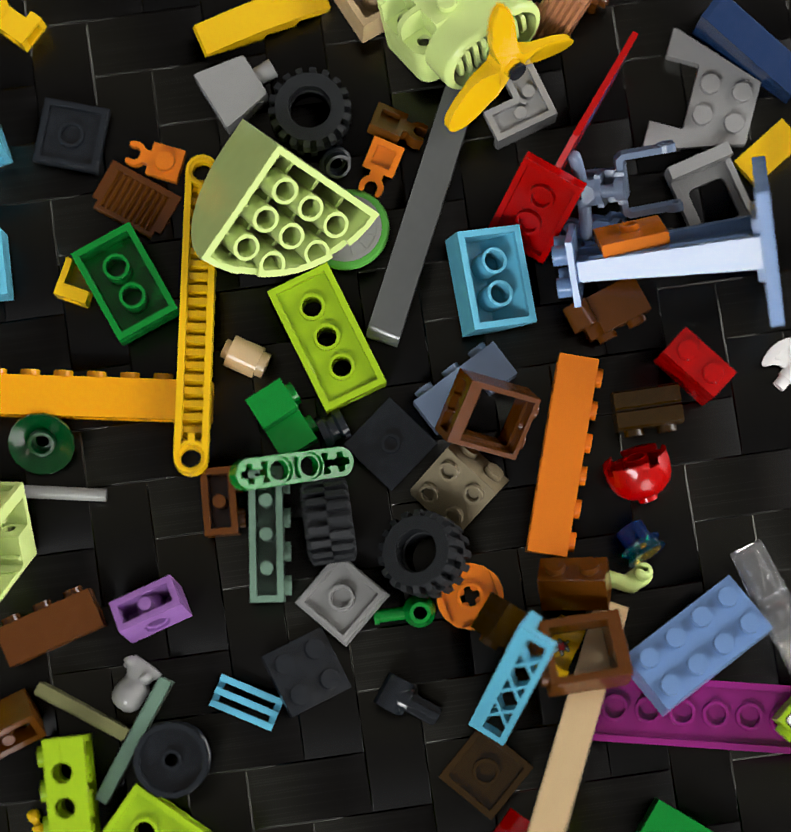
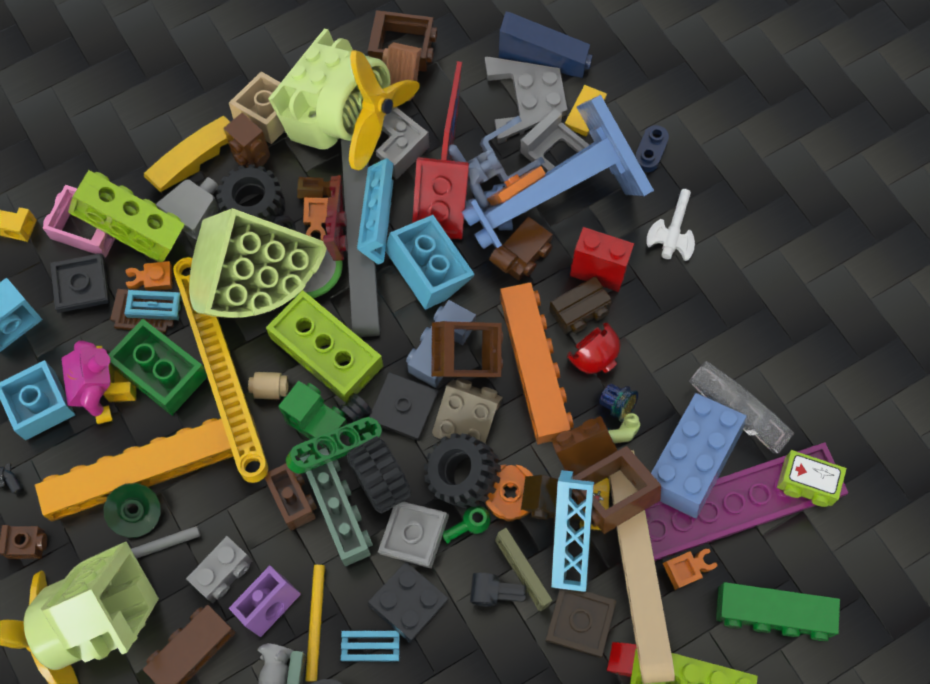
camera: 20 degrees left, 15 degrees down
(43, 268) = (87, 379): none -> dark pink torso
(113, 552) = (220, 570): none -> light grey brick
(127, 79) = (57, 219): none -> bright pink window
(173, 212) = (153, 314): none -> medium azure tile
(194, 117) = (139, 227): none -> lime brick
(196, 652) = (315, 623): none -> yellow bar
(332, 36) = (246, 142): none -> reddish brown brick
(401, 184) = (335, 221): none -> dark red wing
(446, 690) = (523, 569): none -> olive tile
(453, 191) = (376, 211): none -> medium azure fence
(626, 764) = (686, 568): none -> orange plate

